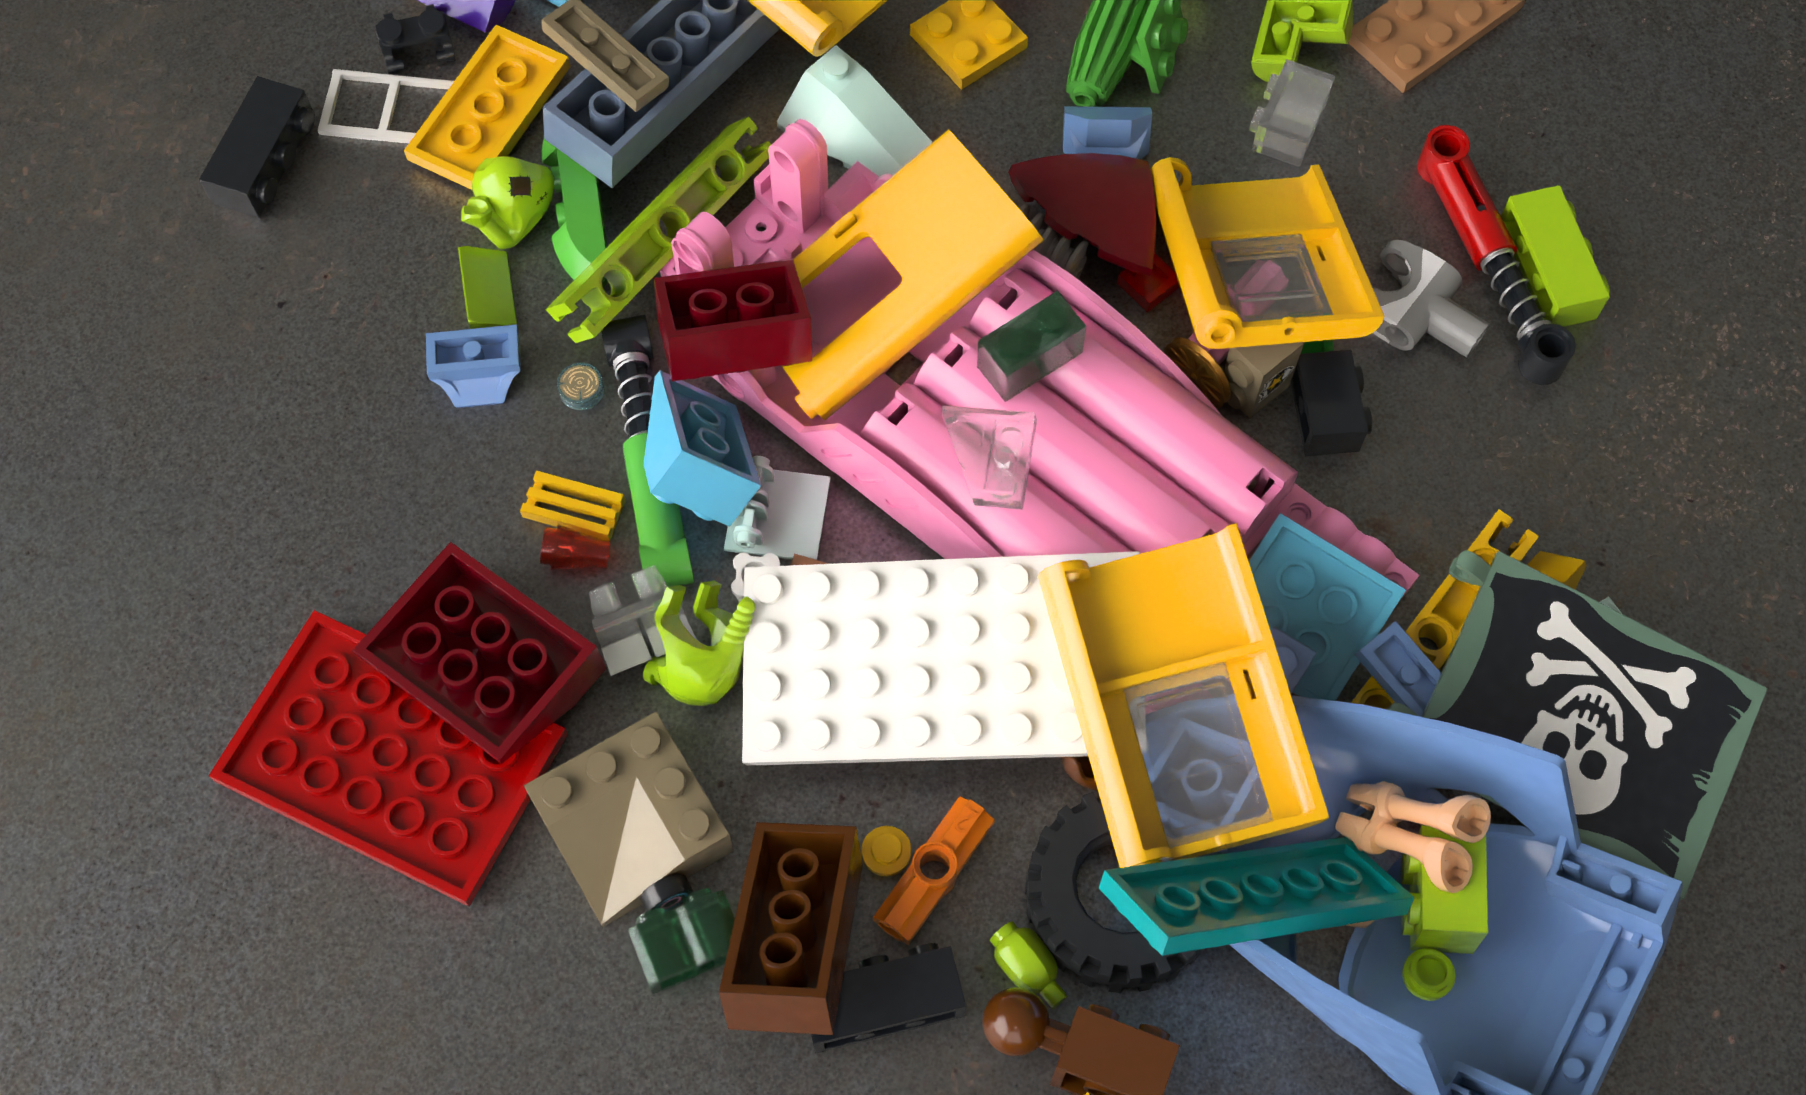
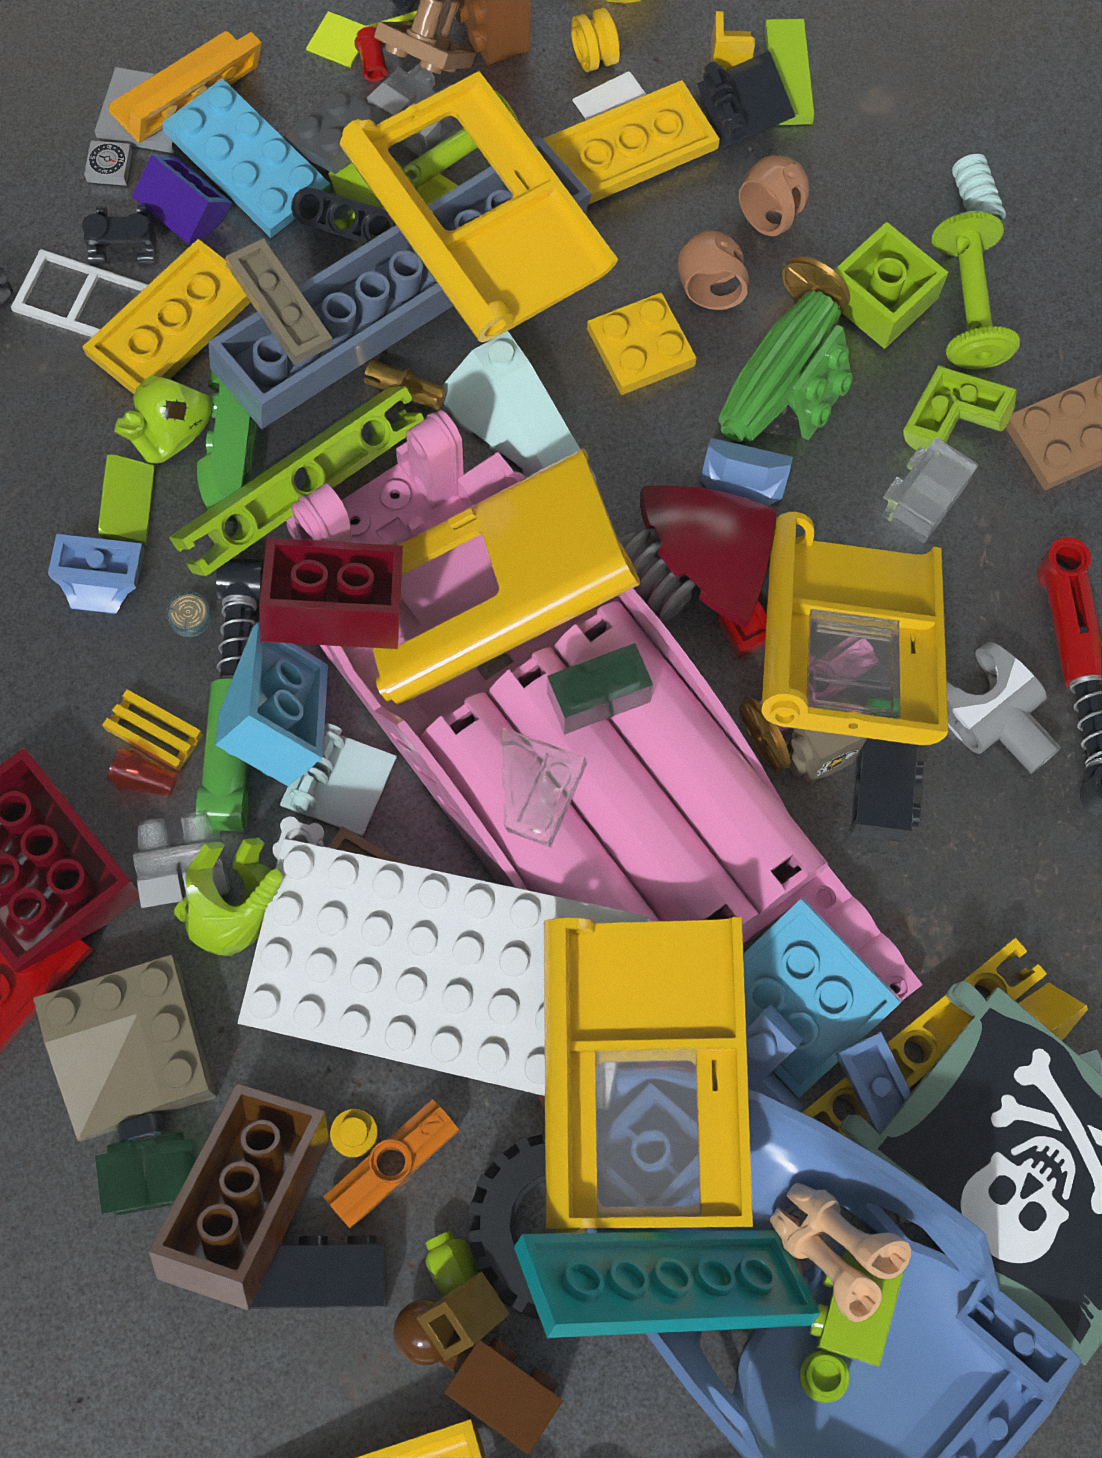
camera: 10 degrees right, 5 degrees up
(719, 117) = (420, 389): none -> pearl gold axle
(1054, 991) = (463, 1316): none -> pearl gold brick

